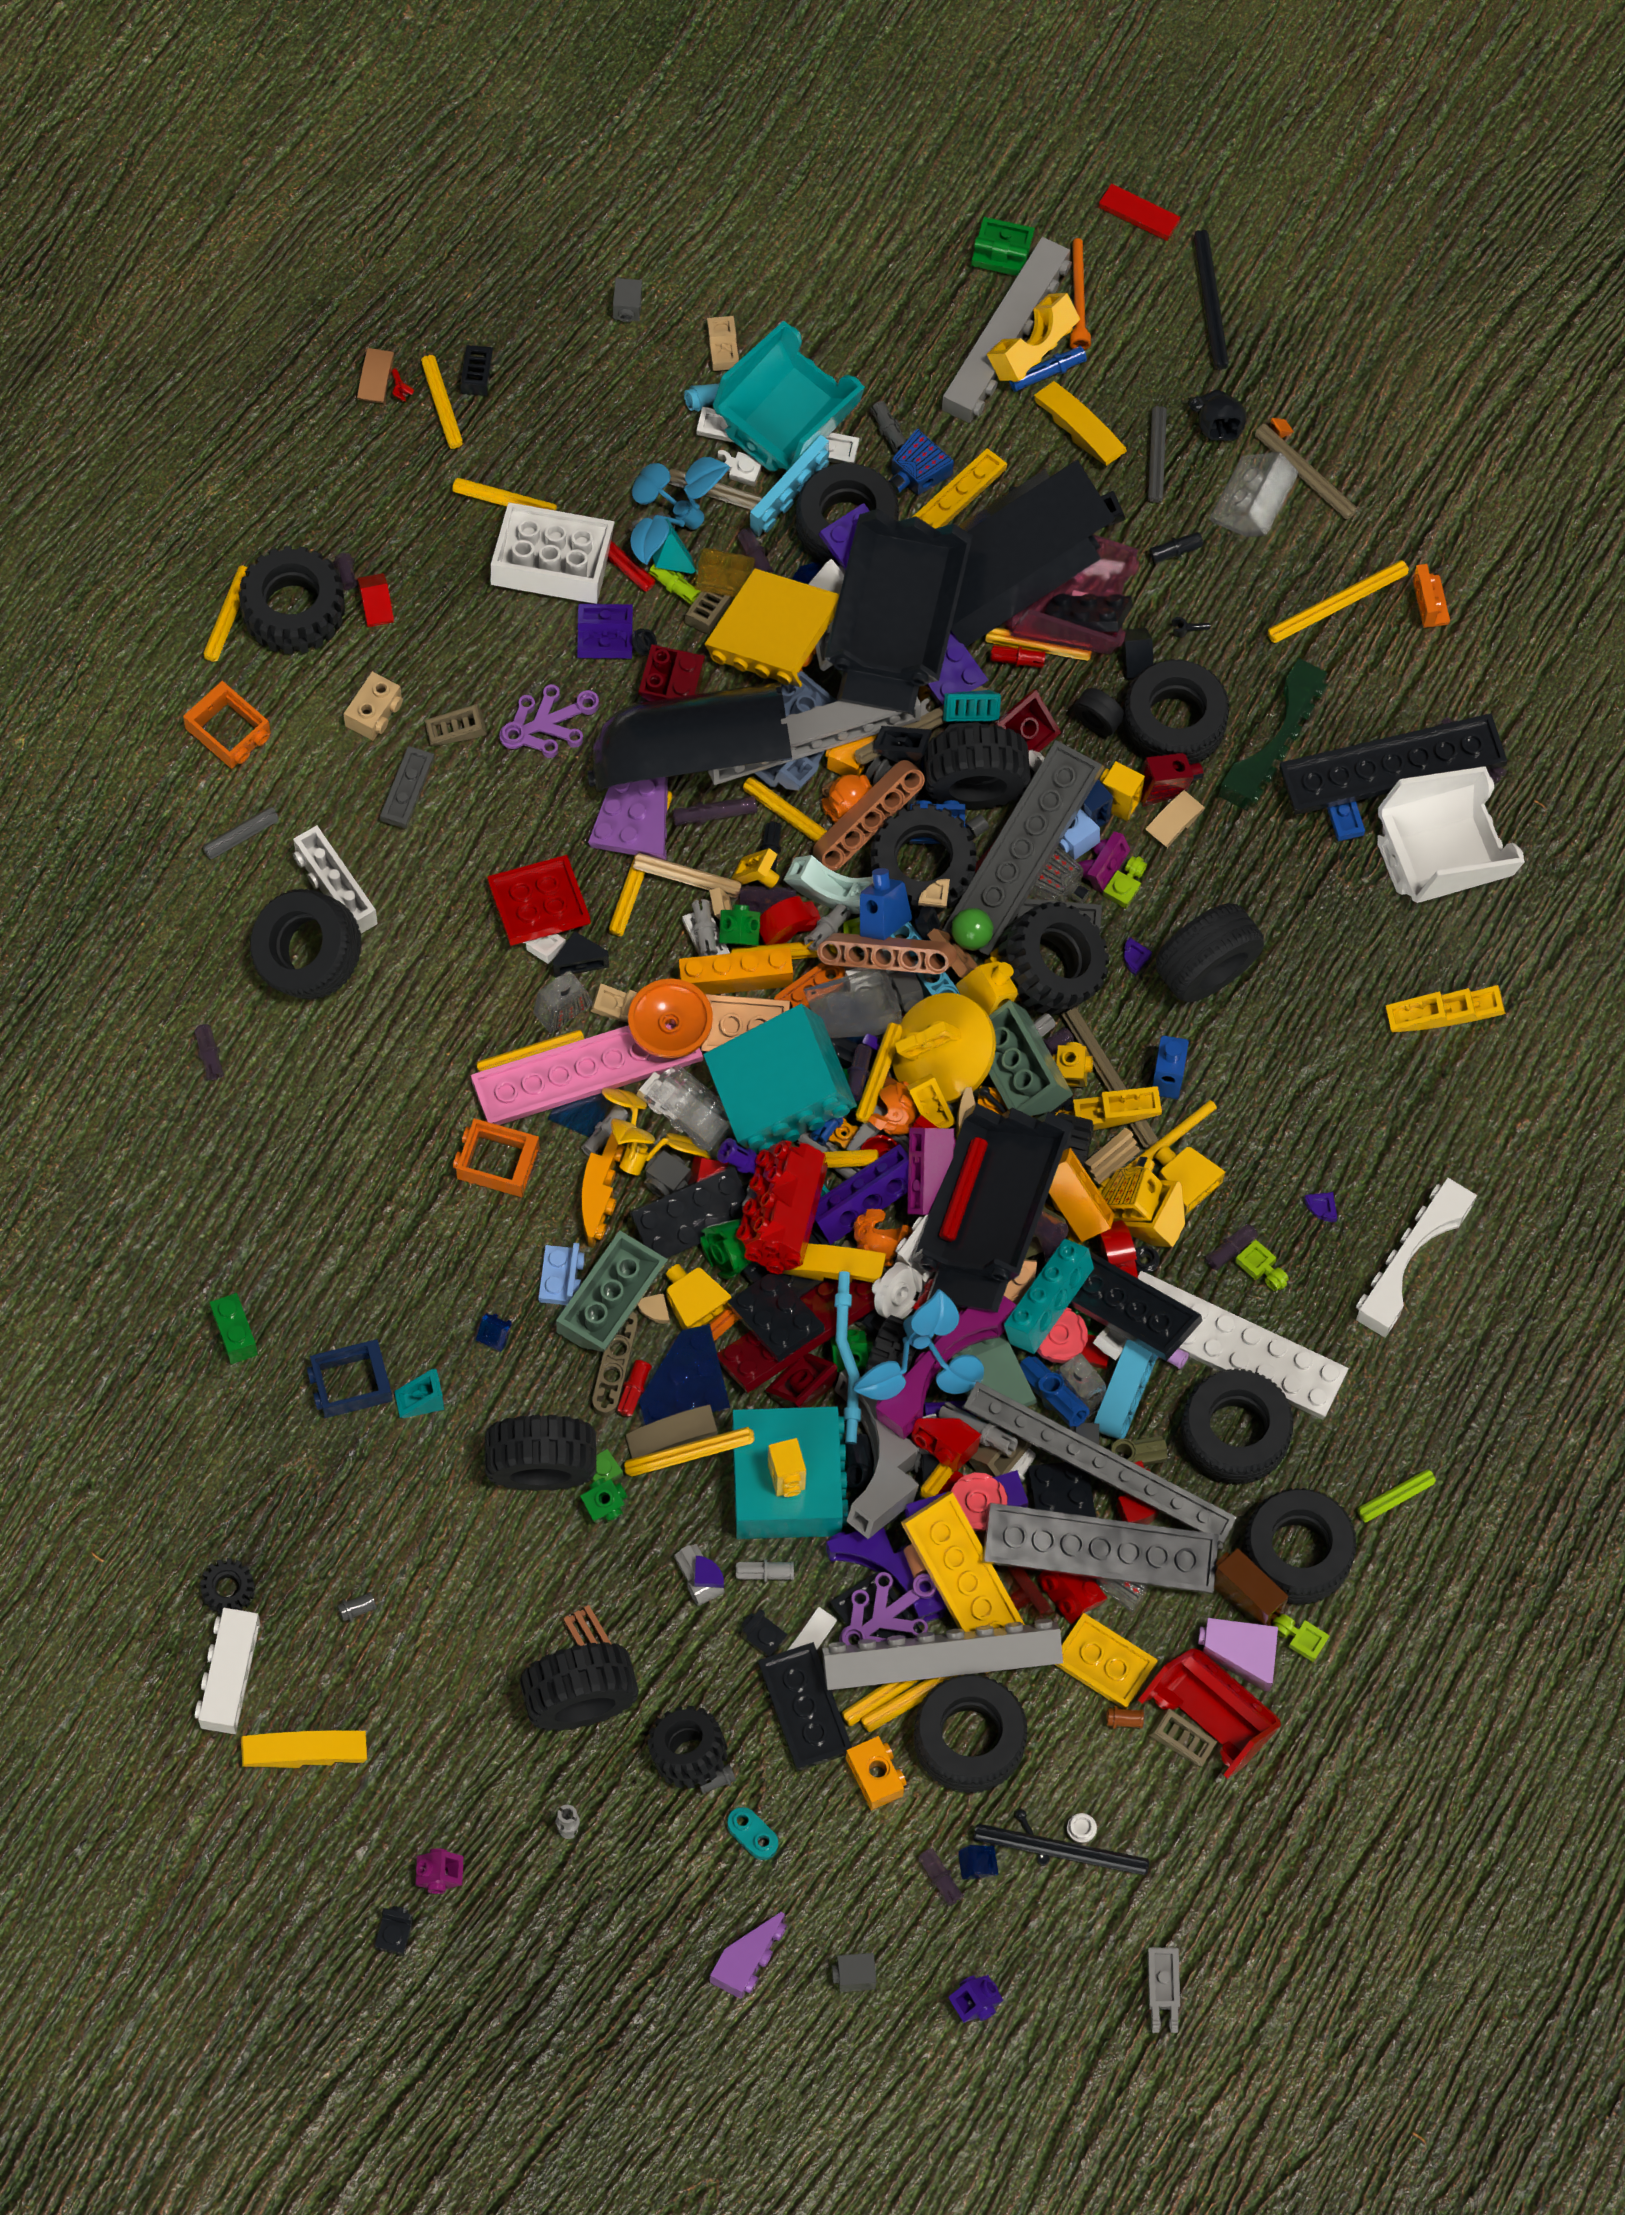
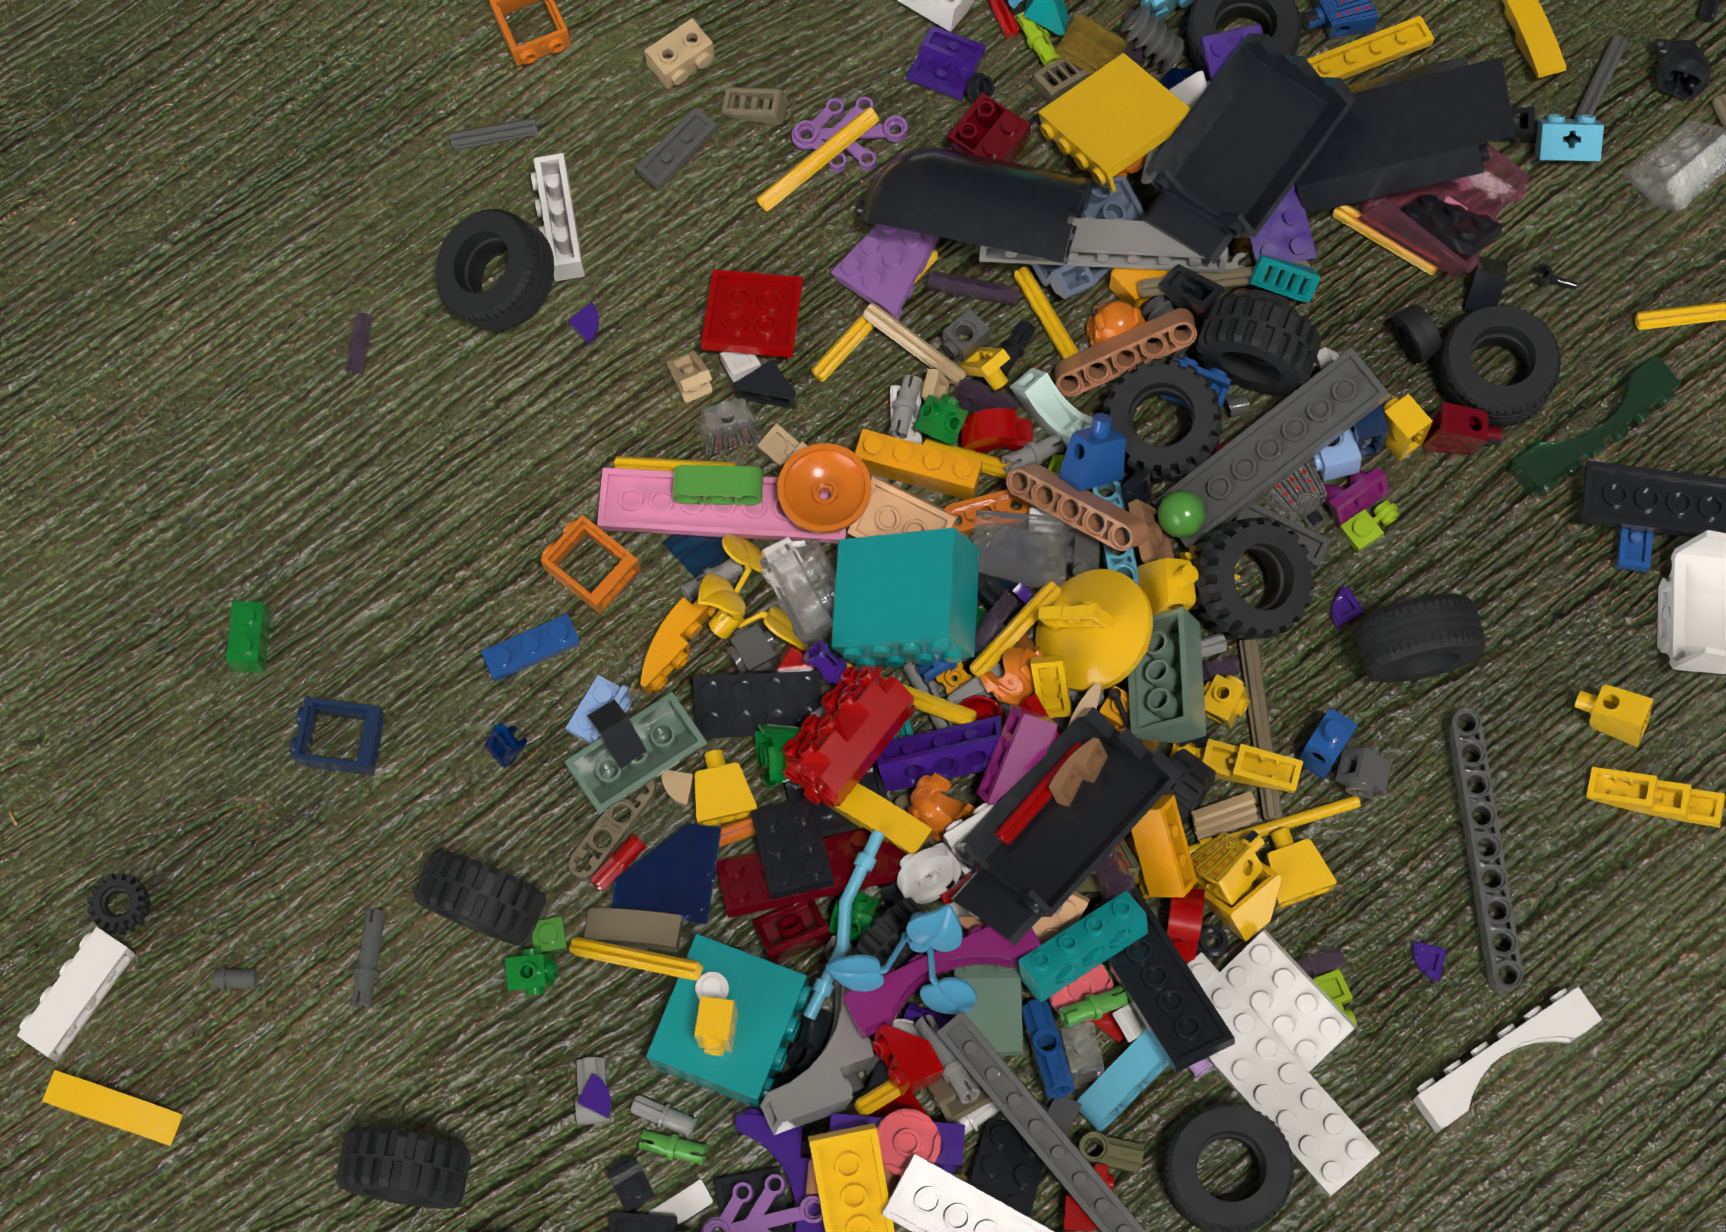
camera: 30 degrees right, 5 degrees up
(397, 962) = (586, 323): none -> dark purple tile
(420, 1395) = (401, 783): teal slope -> none
(465, 1558) = (366, 970): none -> dark grey pin
(477, 1246) = (530, 647): none -> blue plate
(509, 971) = (690, 376): none -> tan slope
(534, 751) = (817, 159): none -> yellow axle
(577, 1050) = (717, 485): none -> bright green beam
(578, 1616) = (451, 1083): nougat tile -> none
(592, 1279) = (617, 734): none -> black slope
(727, 842) = (966, 324): none -> dark grey brick
(761, 1443) = (712, 985): none -> white plate
(774, 546) = (1155, 38): none -> dark grey piece
(785, 1591) = (673, 1147): none -> bright green pin
(935, 894) = (1155, 463): tan tile -> none
(986, 1154) = (1081, 765): none -> medium nougat slope
(1018, 656) = (1358, 243): red axle -> none
(1031, 721) = (1338, 319): dark red slope -> none
(1076, 1341) = (1093, 1006): none -> bright green pin
(1168, 506) = (1582, 147): none -> medium azure brick
(1174, 818) = (1450, 476): tan slope -> none
(1176, 547) = (1576, 190): black axle -> none
(1208, 1078) = (1363, 772): none -> dark grey brick
(1225, 1279) = (1287, 1000): none -> white plate
(1330, 1115) = (1484, 865): none -> dark grey beam
(1388, 954) = (1617, 712): none -> yellow torso

